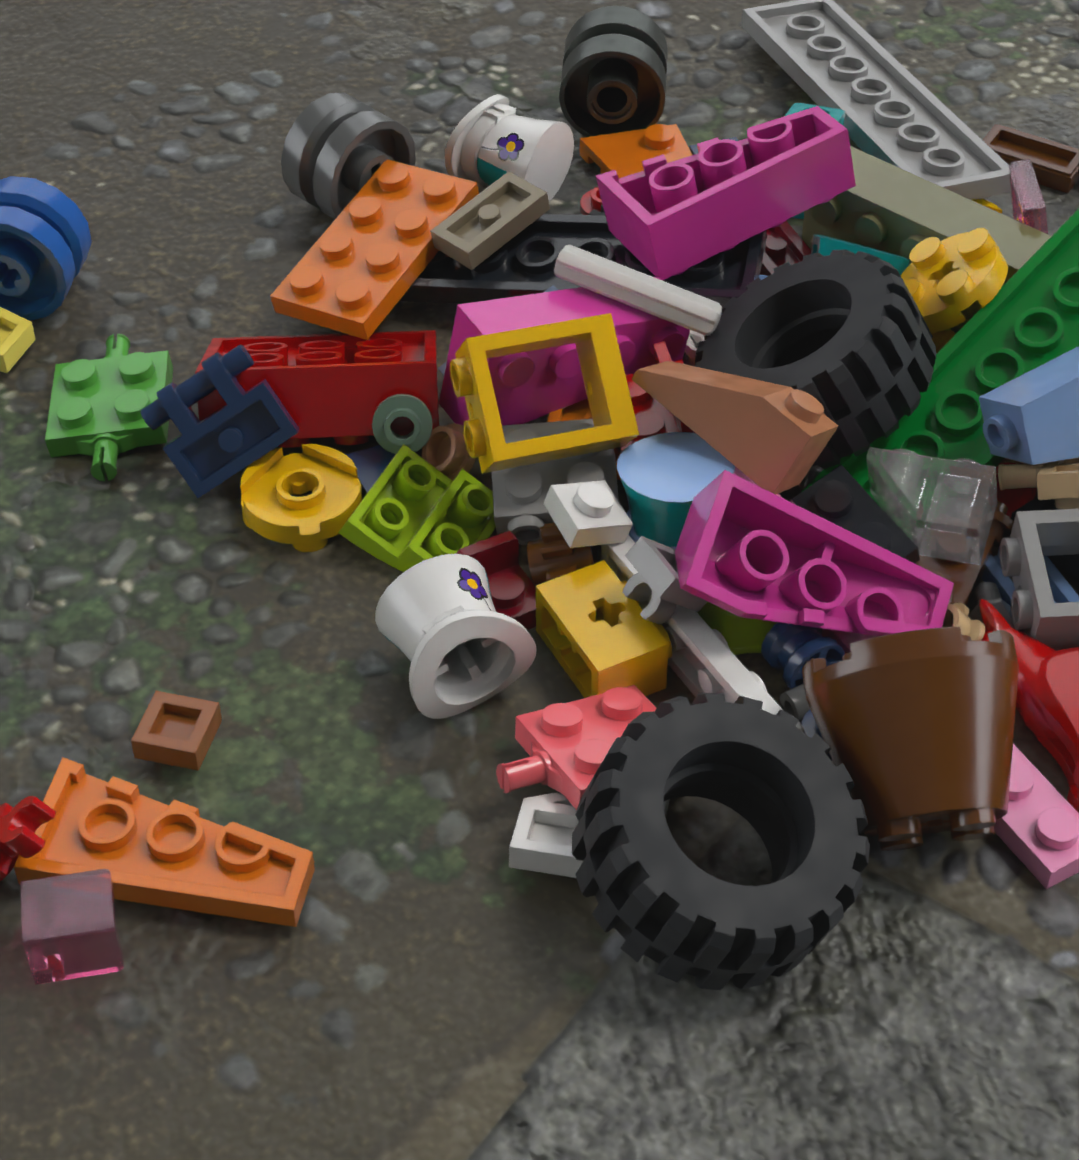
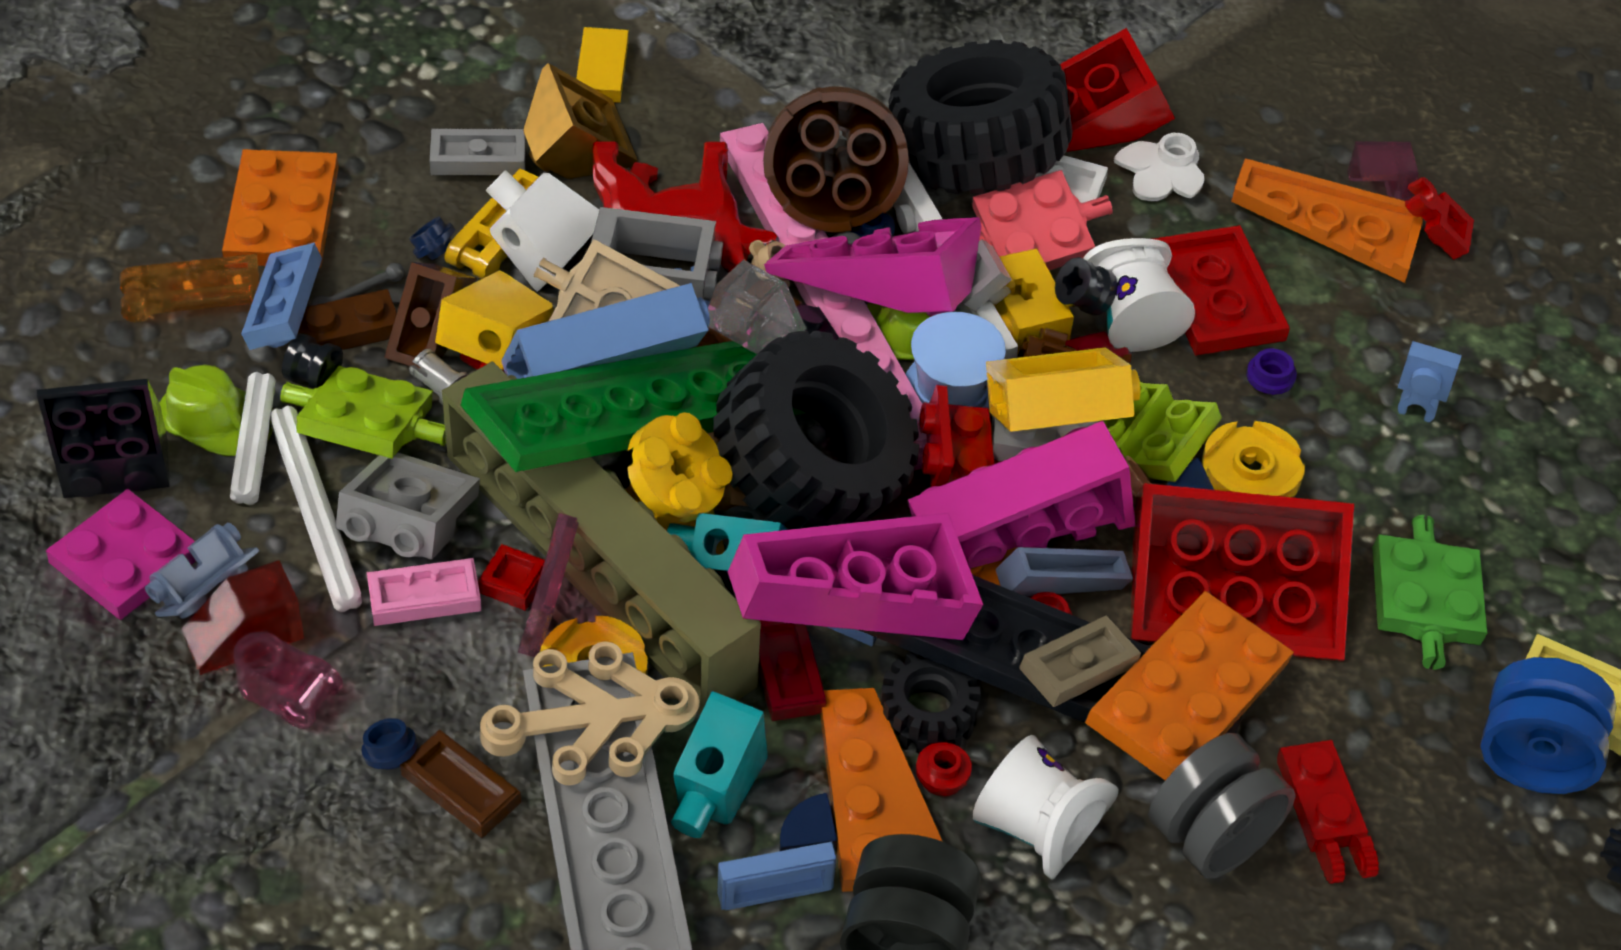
camera: 175 degrees left, 5 degrees up
(74, 567) = (1427, 378): none -> medium blue plate
(176, 730) = (1332, 289): dark orange plate -> none
(231, 436) = (1327, 486): dark blue plate -> none
(245, 225) = (1327, 808): none -> red hinge
(270, 610) = (1271, 371): none -> dark purple plate
(340, 708) = (1227, 291): none -> red plate
(405, 406) = (1171, 474): sand green plate -> none
(424, 901) = (1163, 167): none -> white plate
(525, 593) = (1086, 286): none -> black wheel
(536, 996) = (1113, 94): none -> red slope
(587, 513) = (1030, 336): white plate -> none
(638, 290) = (962, 493): white axle -> none
(732, 111) = (776, 876): none -> medium blue tile
(753, 423) = (909, 351): nougat slope -> none
(1004, 131) = (596, 712): none -> tan plant

